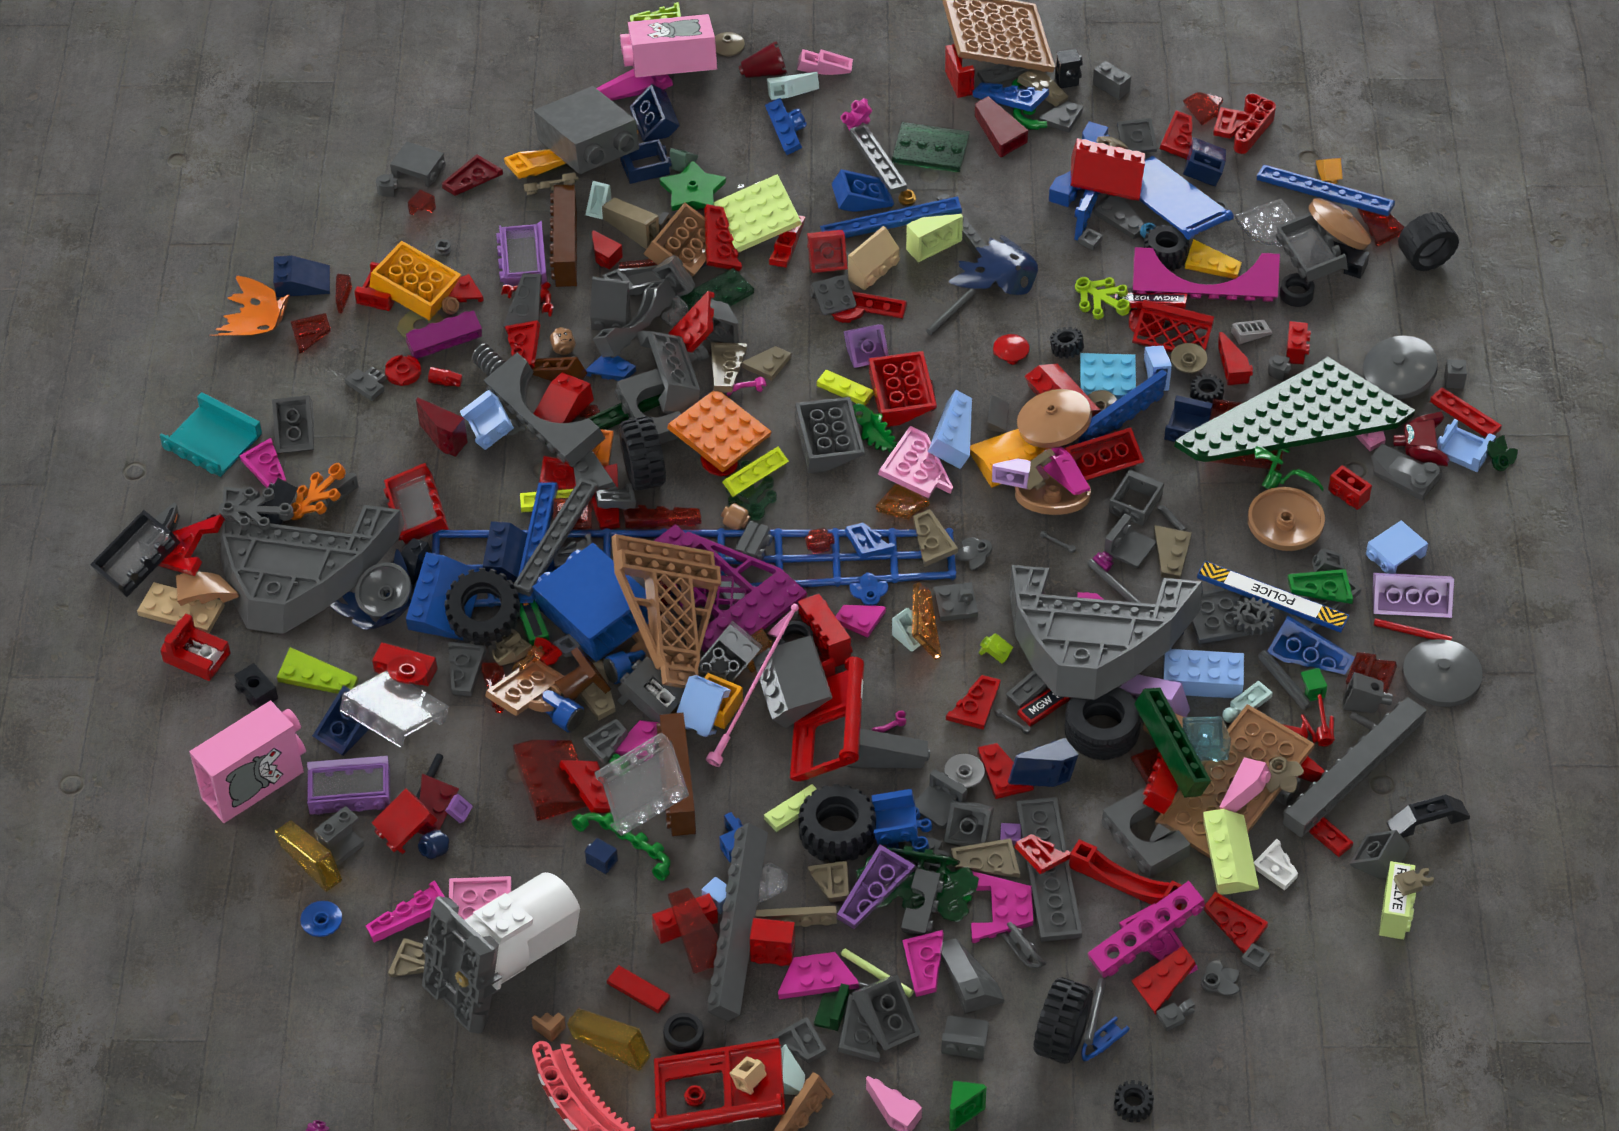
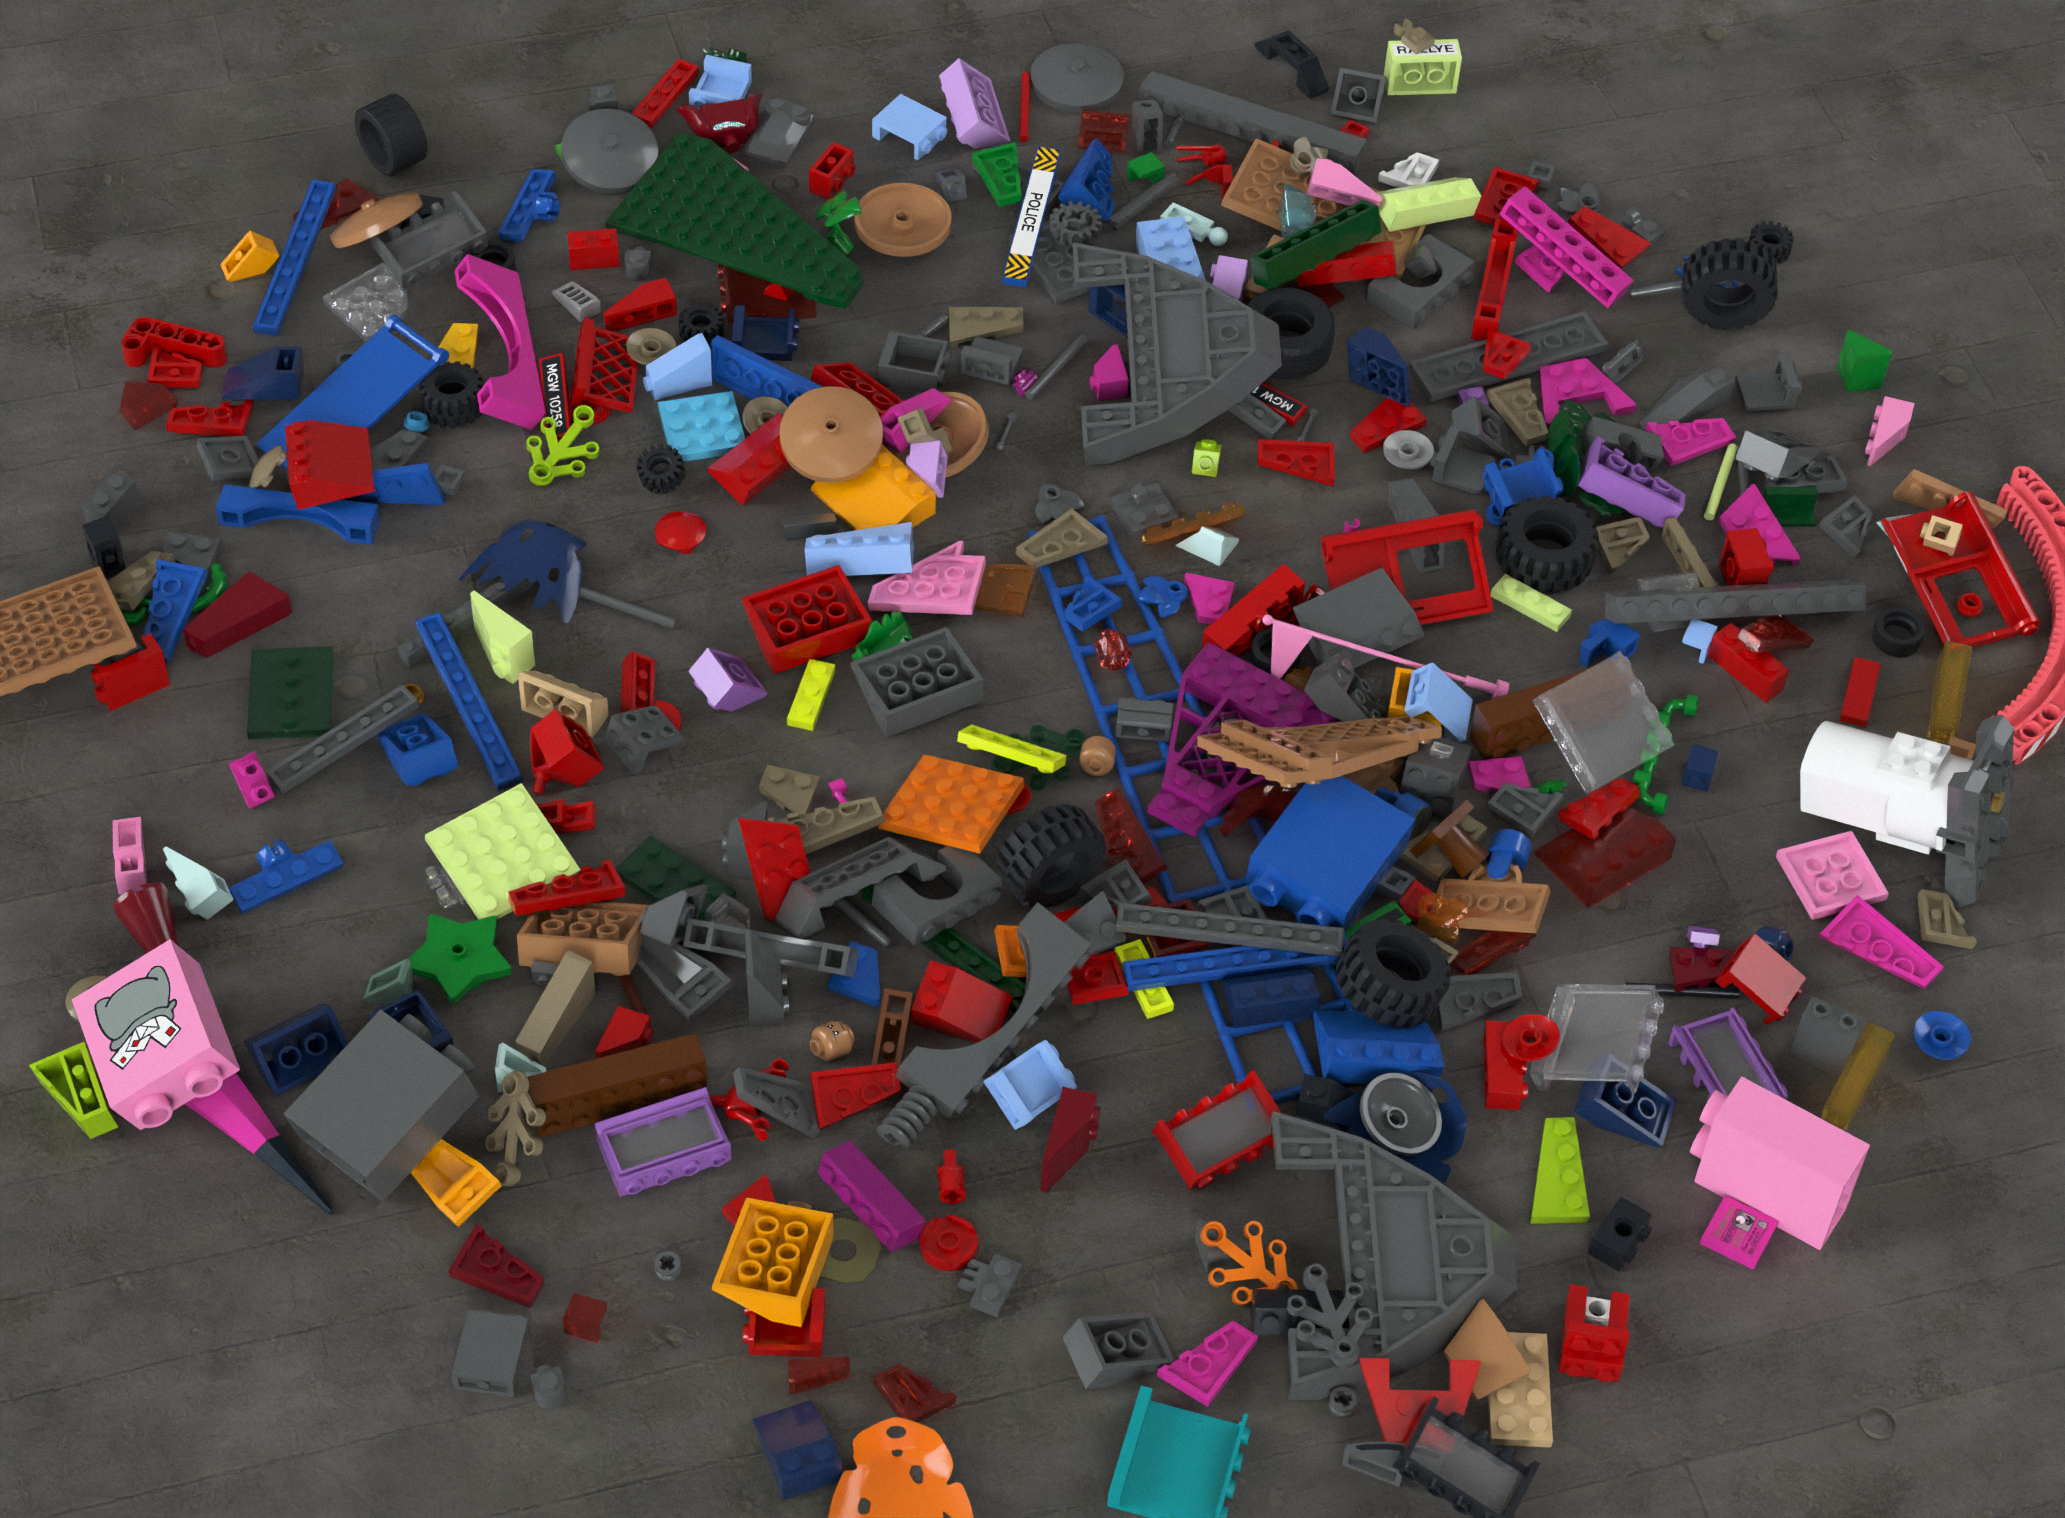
camera: 110 degrees left, 0 degrees up
(1352, 319) = (531, 204): none -> blue plate

